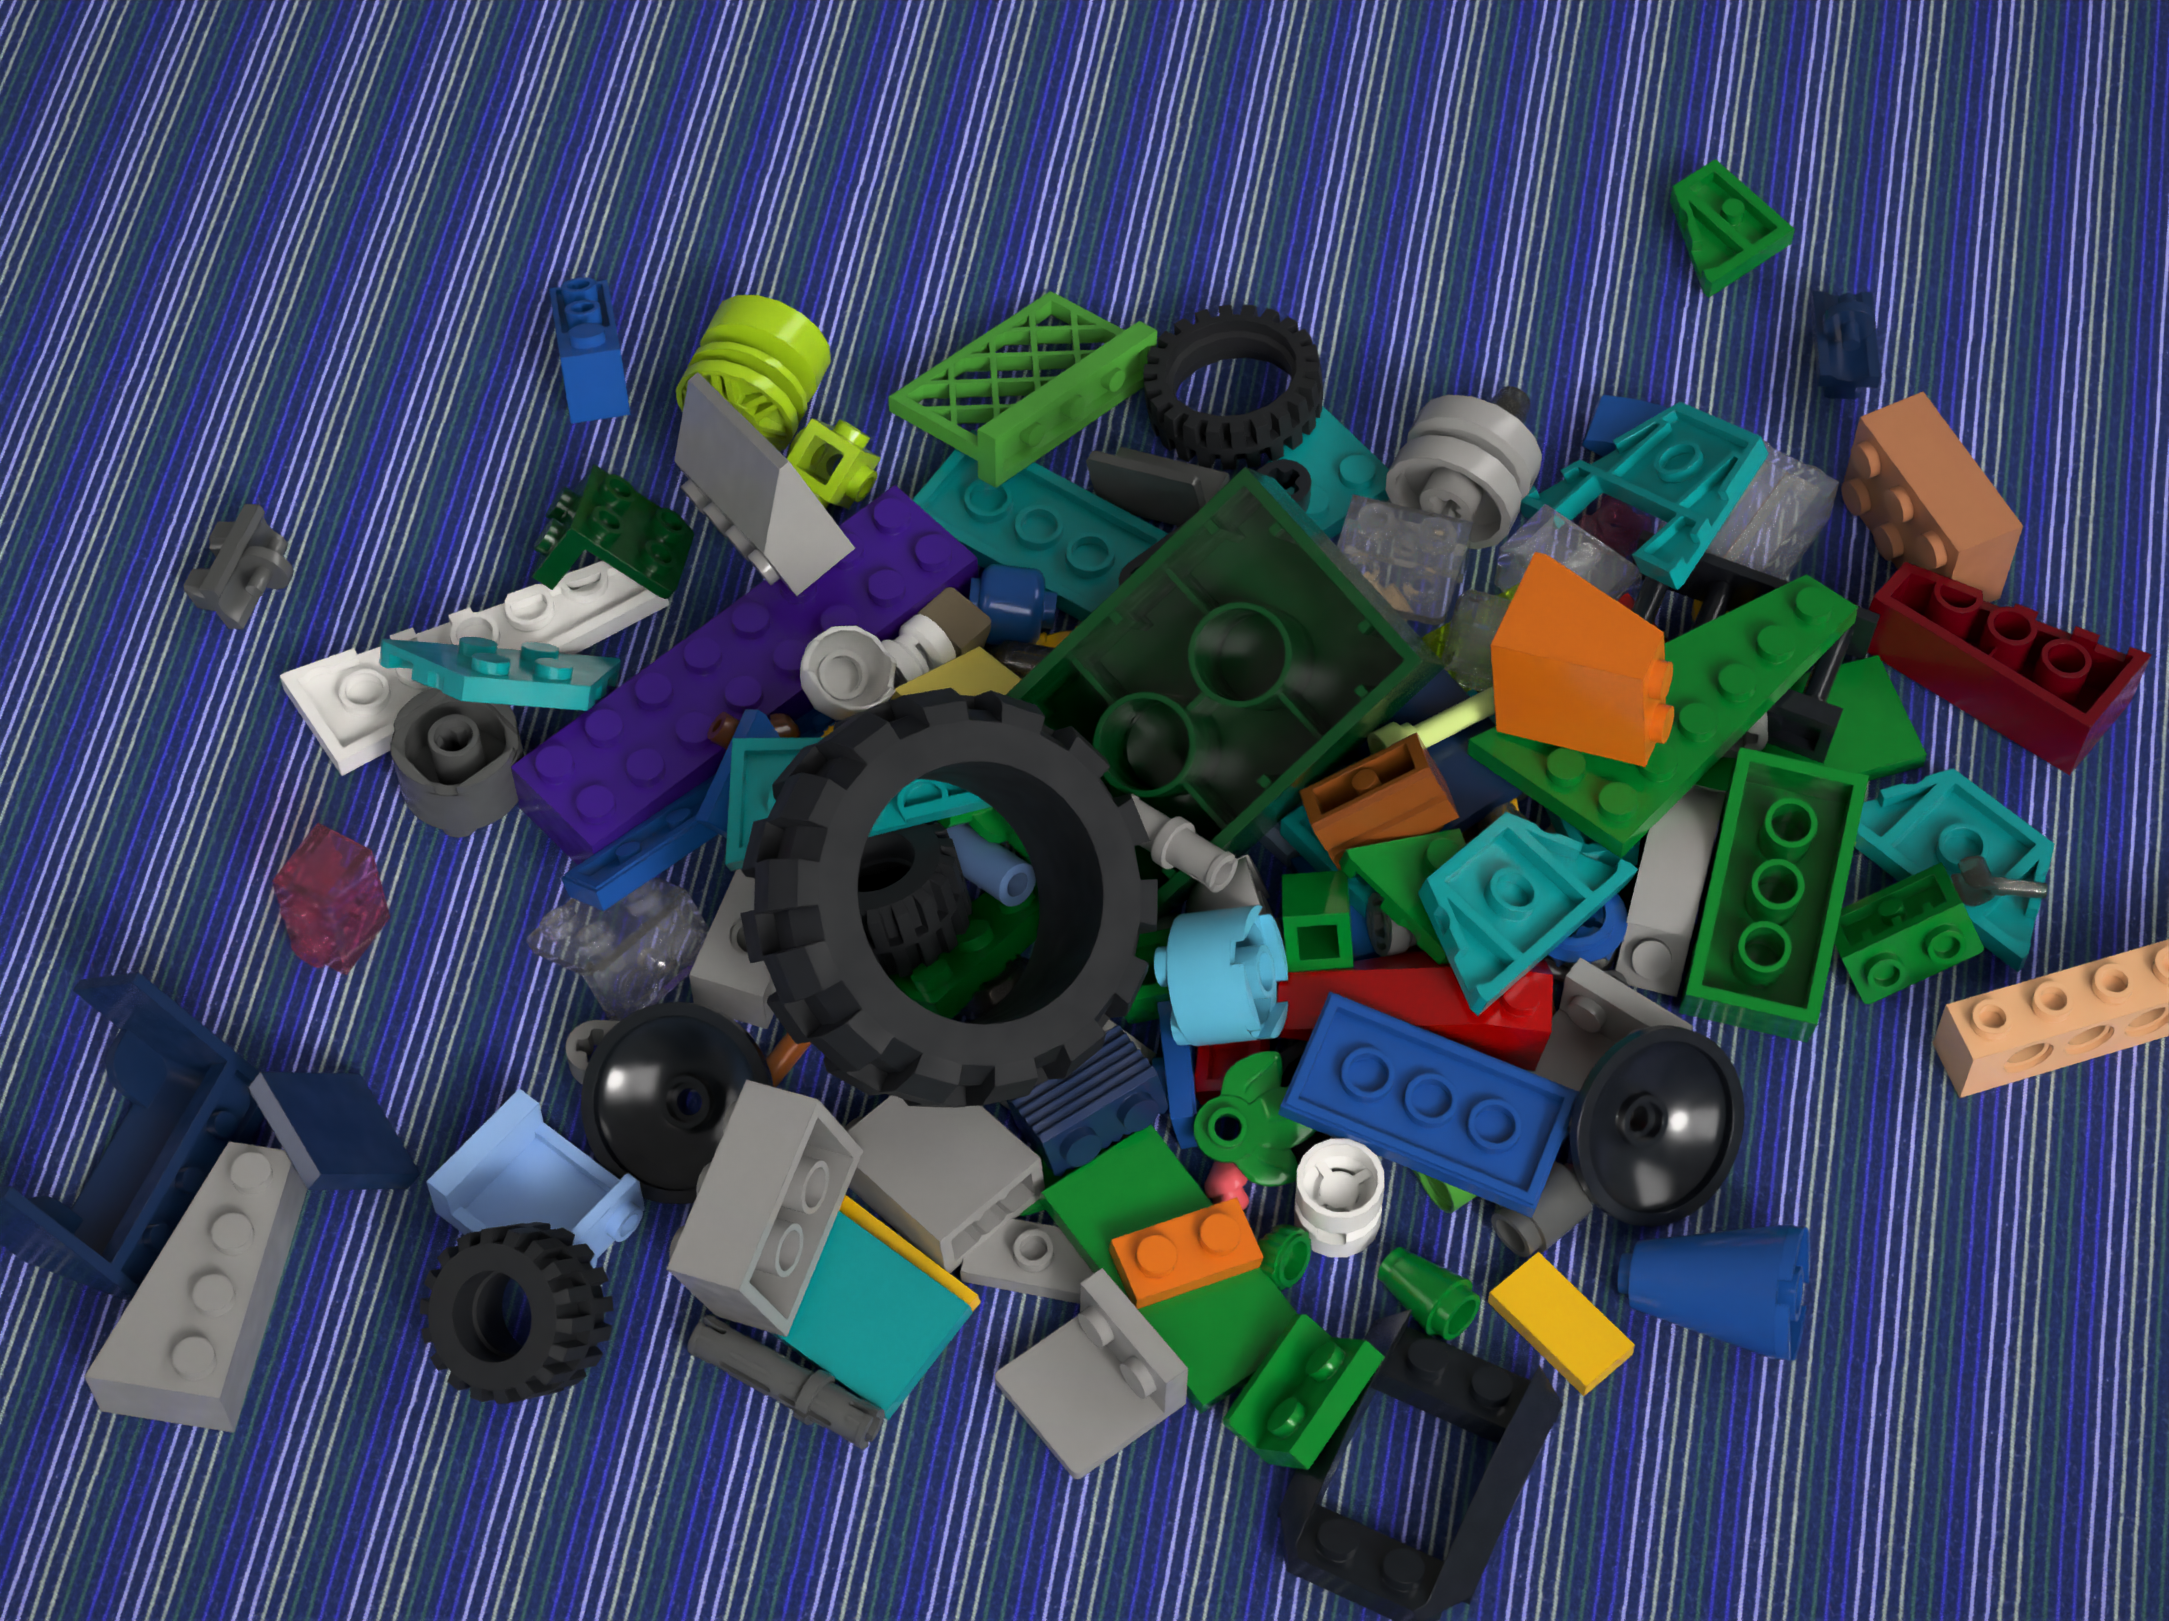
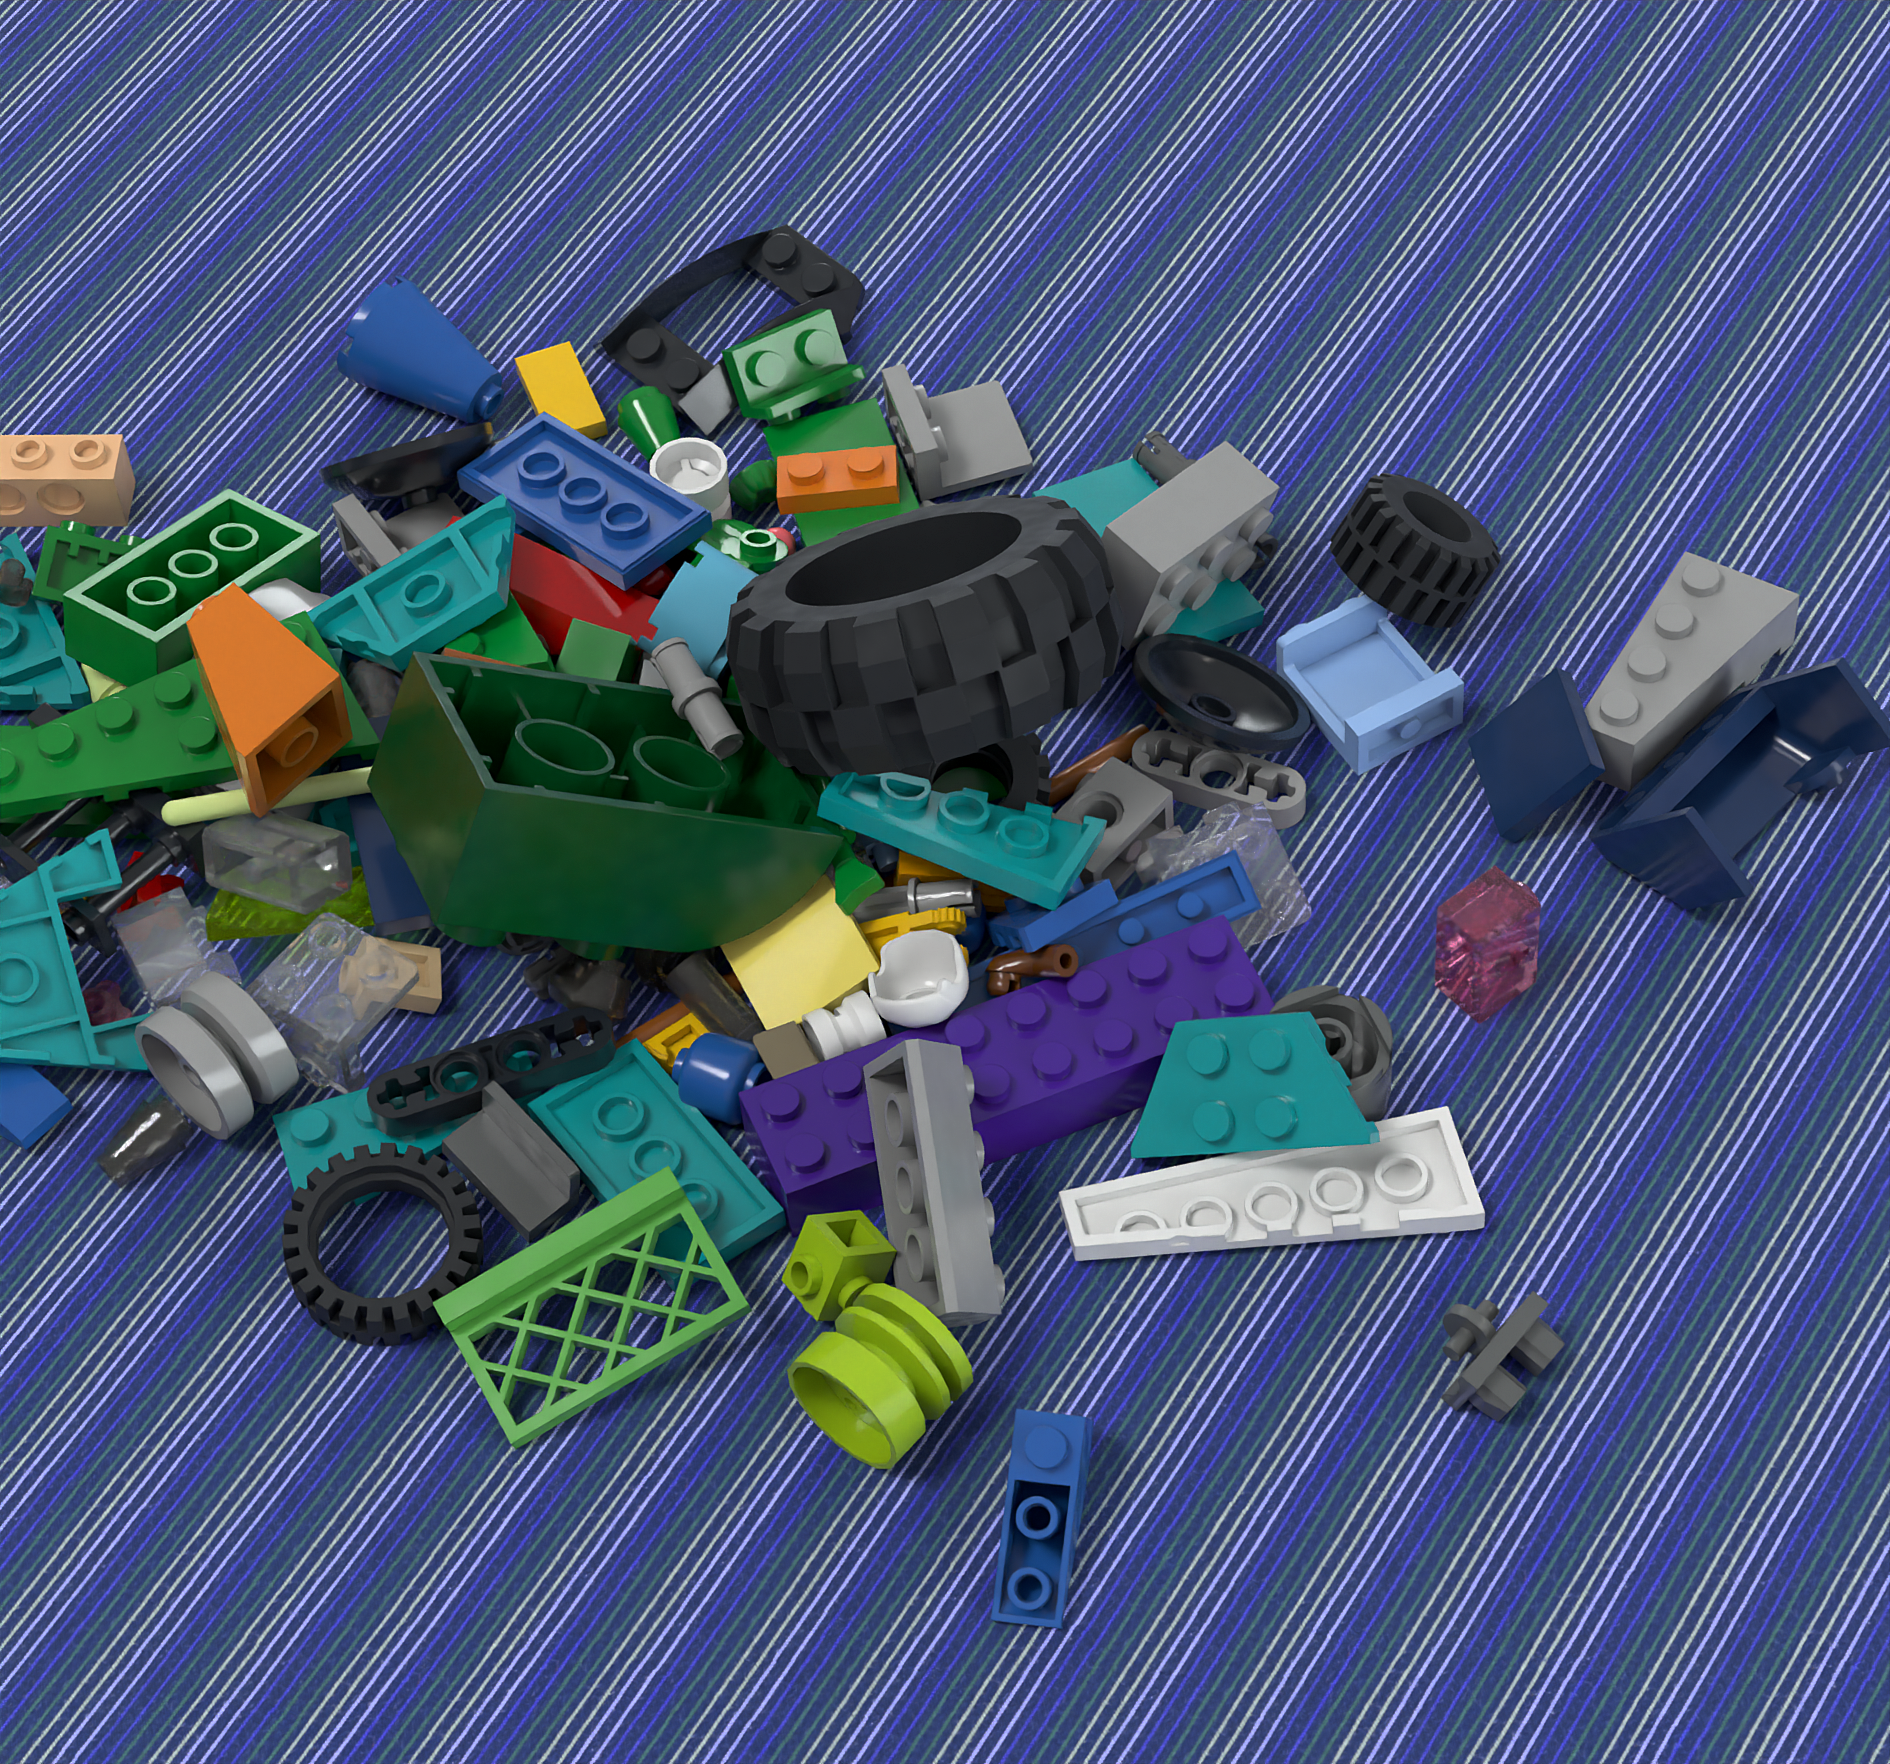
camera: 155 degrees left, 5 degrees down
(616, 527) = (1100, 1250): dark green bracket -> none

